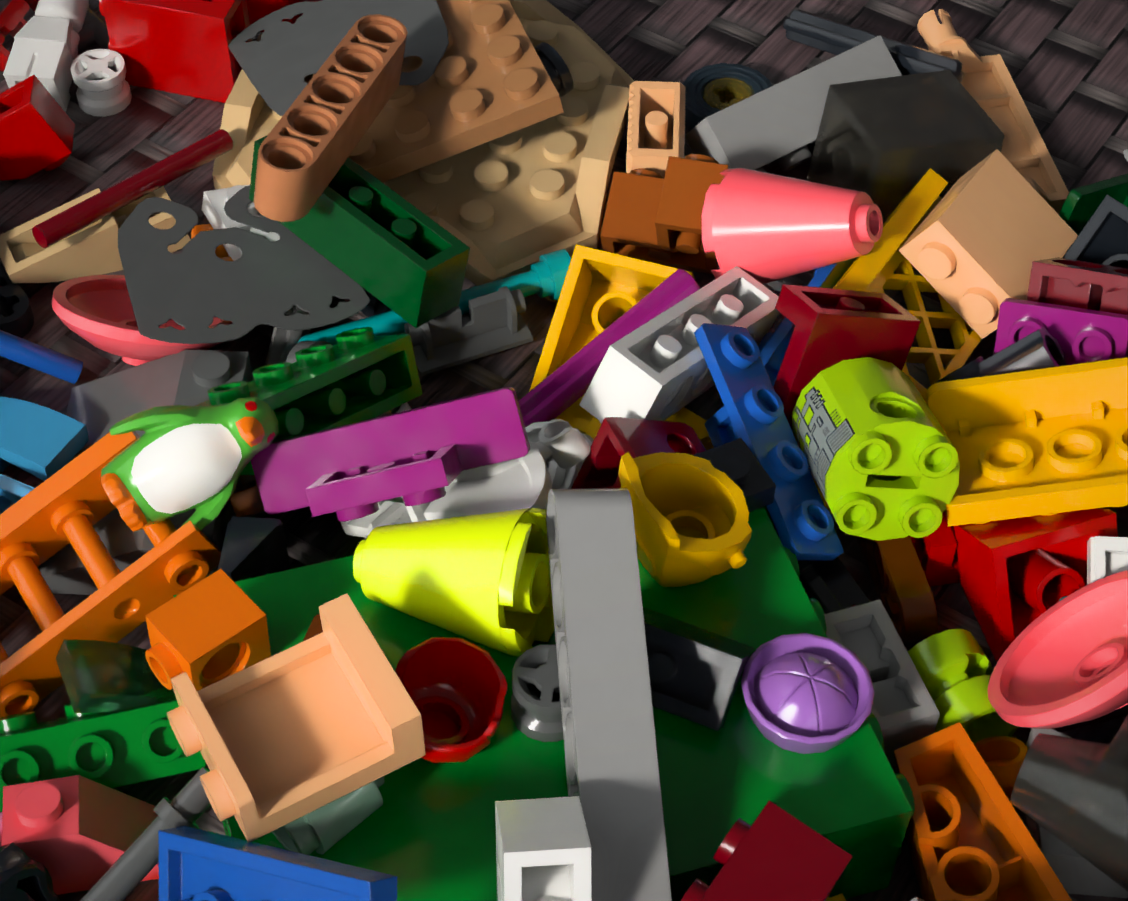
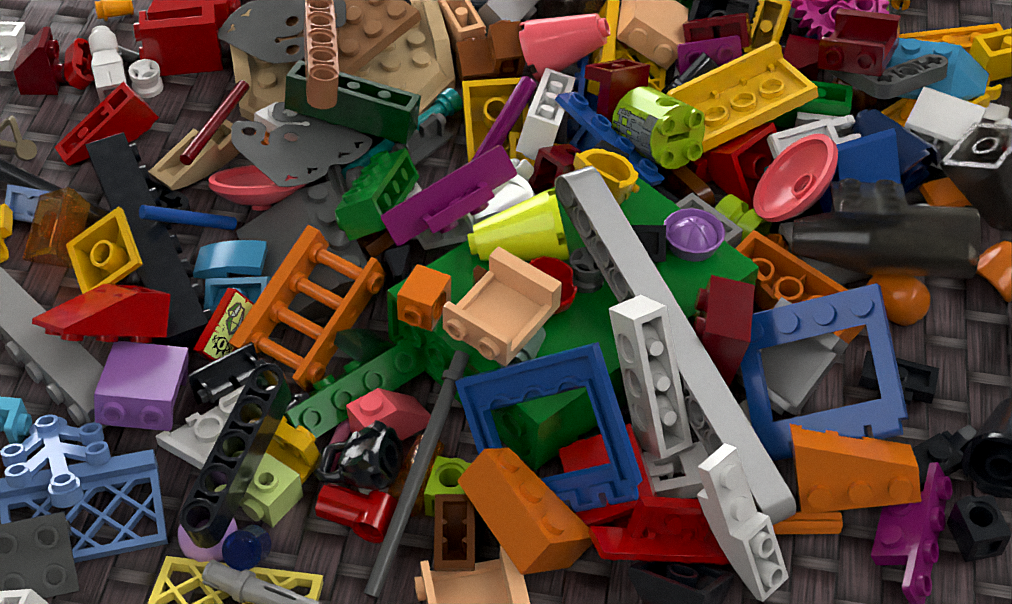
camera: 25 degrees left, 0 degrees up
(185, 459) = (357, 229): animal -> none

